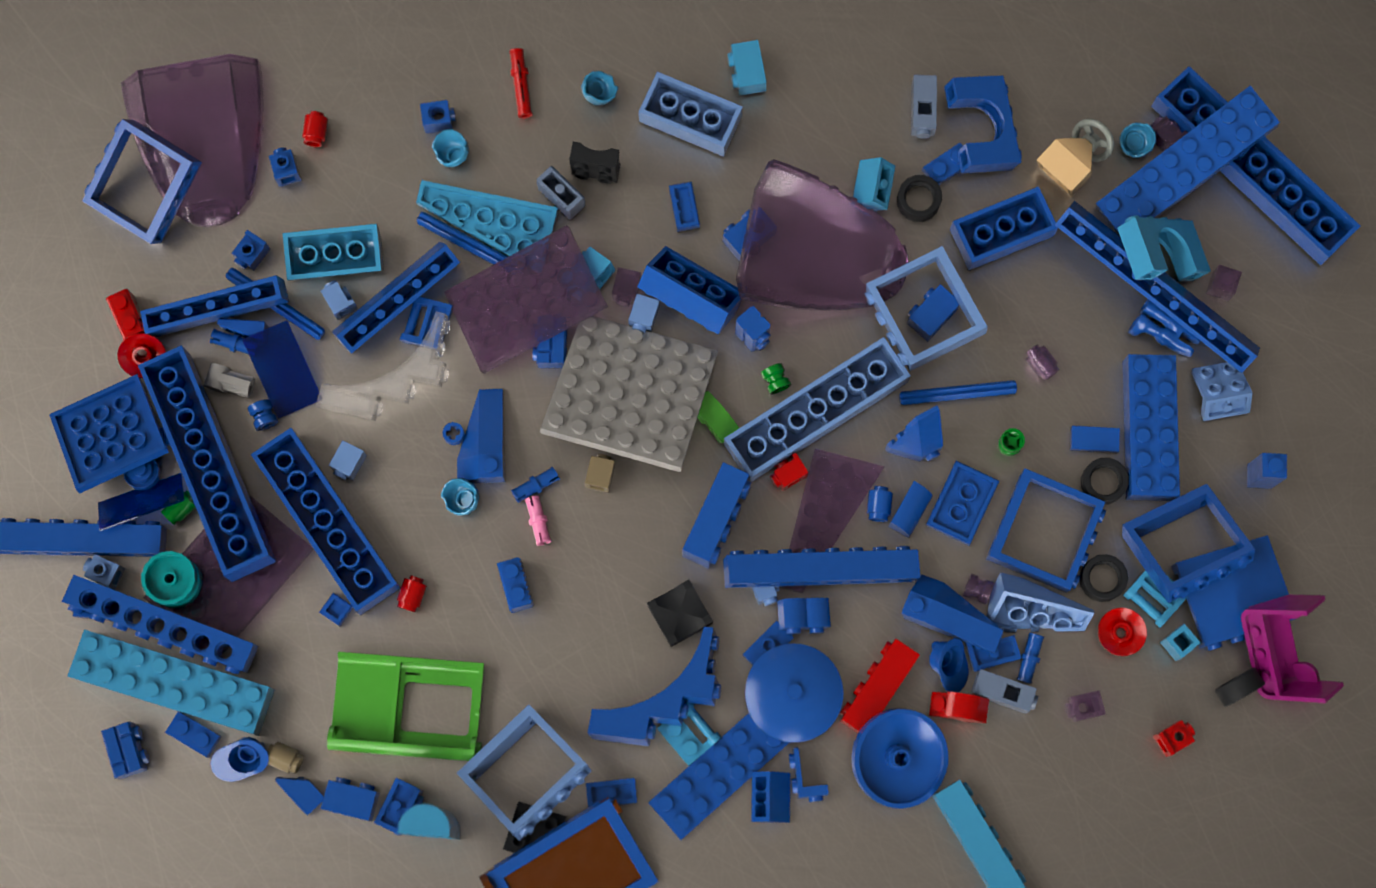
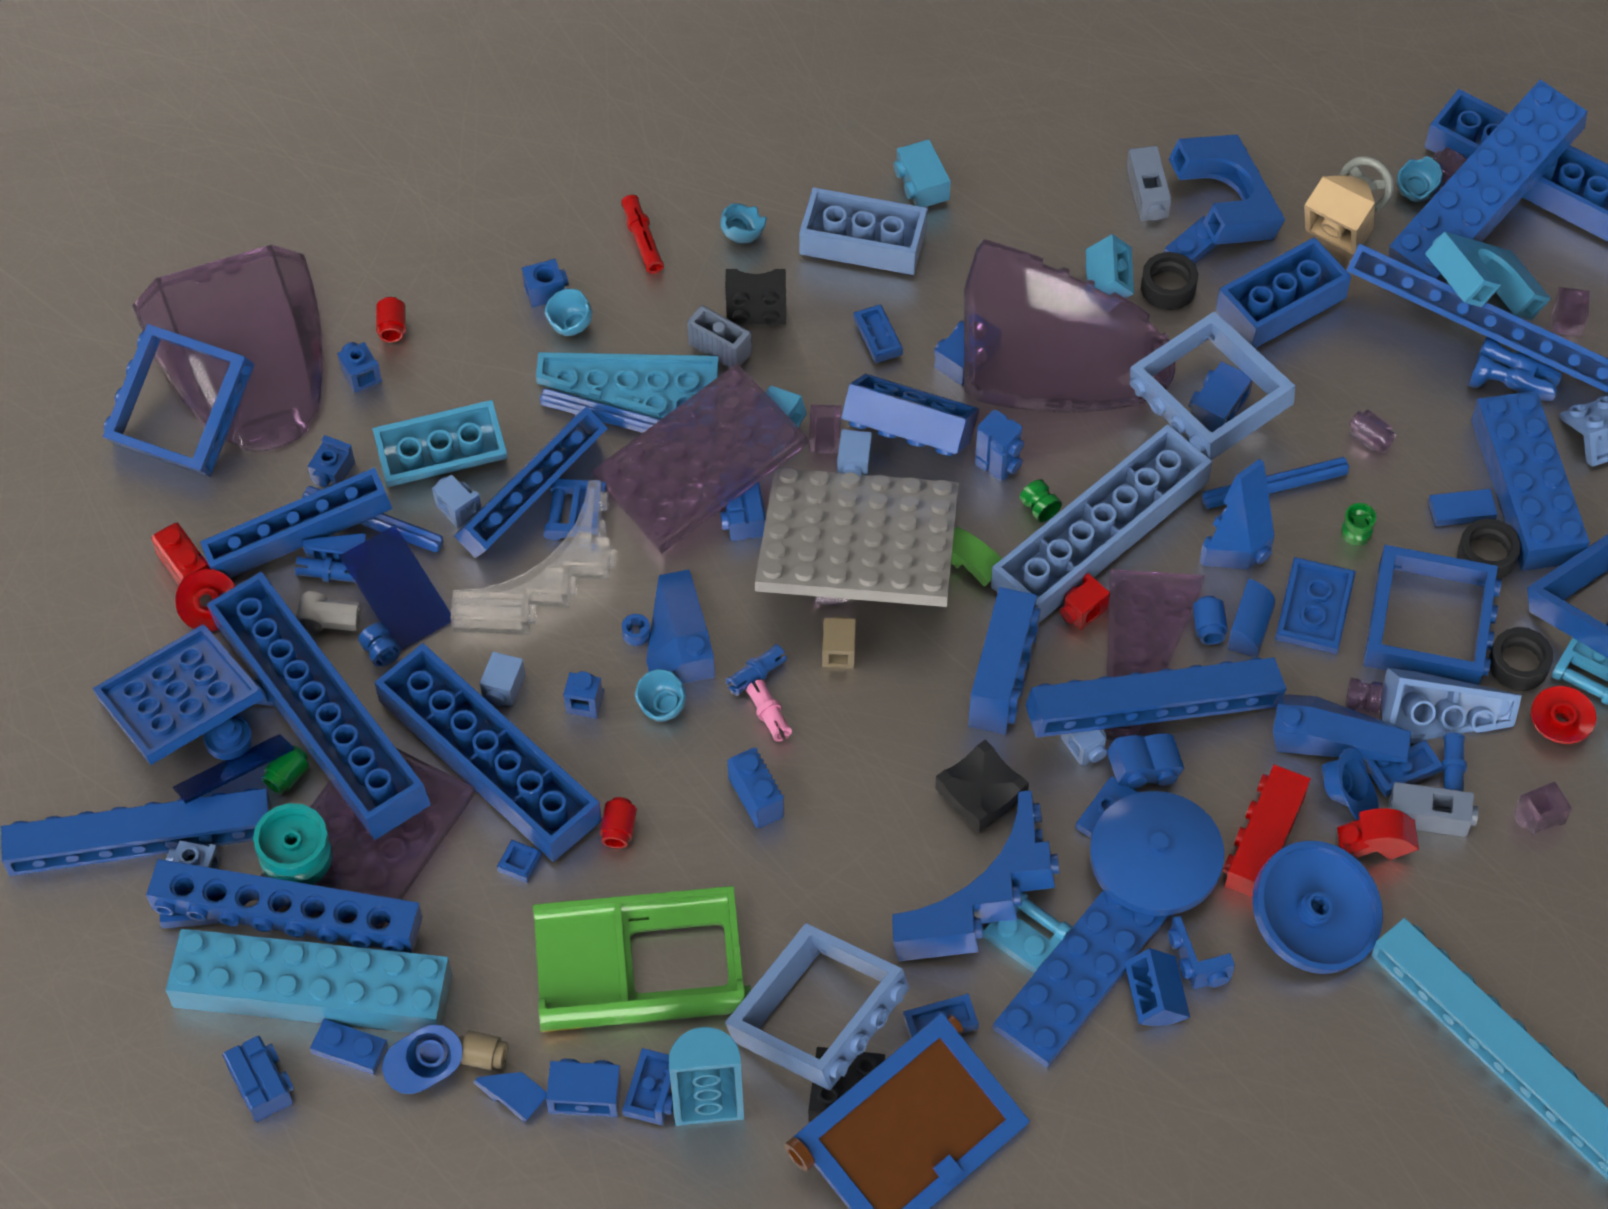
camera: 10 degrees left, 20 degrees down
(404, 484) = (586, 688): none -> blue brick

